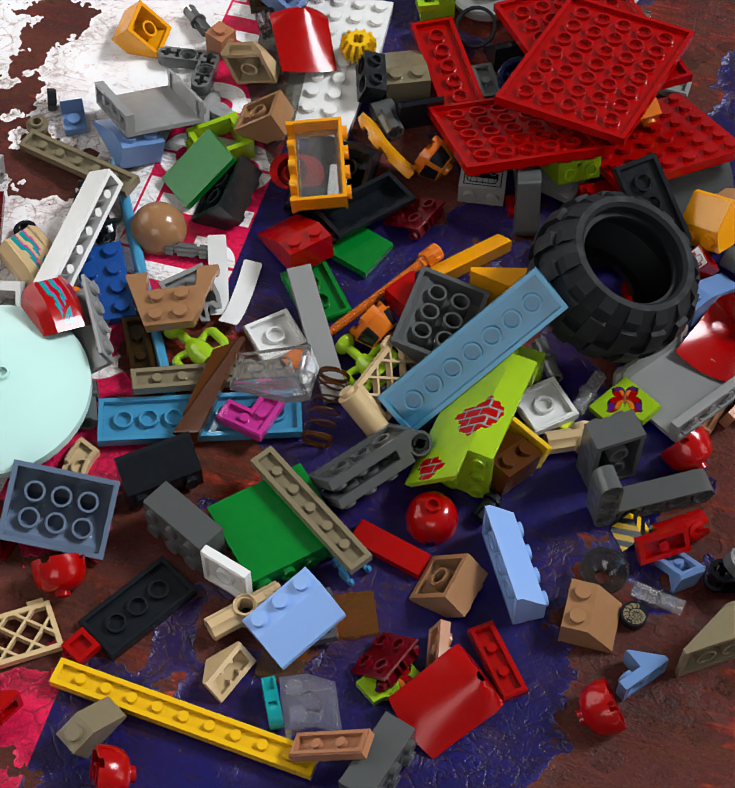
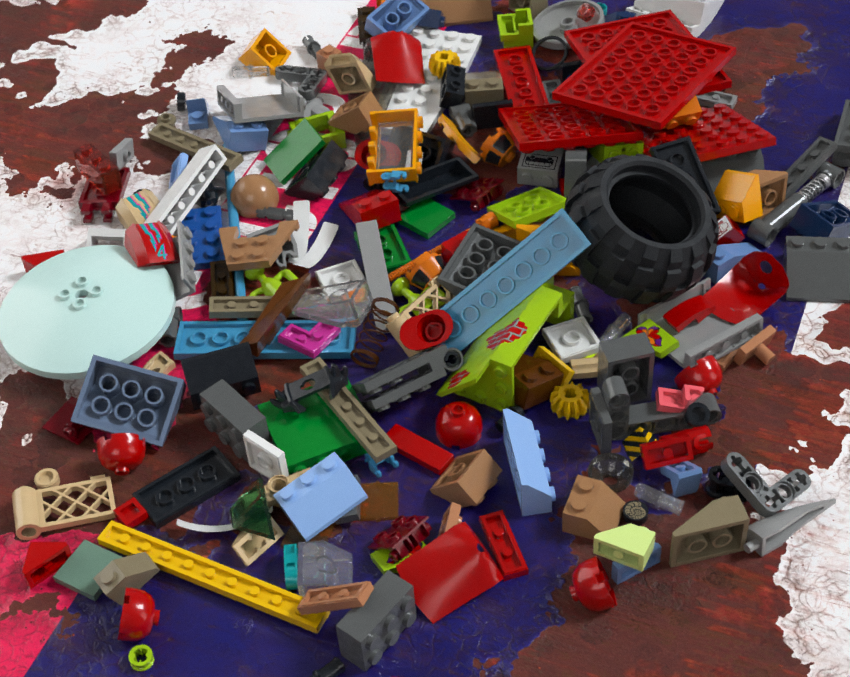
camera: 10 degrees right, 10 degrees down
(42, 716) = (82, 567): none -> sand green tile
(63, 197) = (177, 167): none -> light blue tile
(128, 55) = (250, 71): none -> clear axle
(190, 657) = (205, 528): none -> white sticker
(222, 643) = (252, 512): none -> clear green slope
(284, 477) = (326, 378): none -> black piece
(319, 210) = (394, 186): none -> dark azure piece
(387, 407) = (426, 330): none -> red piece
(478, 237) = (528, 207): none -> lime plate
(550, 482) = (569, 400): none -> yellow gear
(588, 510) = (600, 420): none -> dark grey tile
(634, 663) = (626, 545): none -> yellowish green slope
(666, 367) = (683, 314): none -> red slope
(666, 481) = (677, 400): none -> coral slope
(690, 497) = (697, 414): none -> black tile

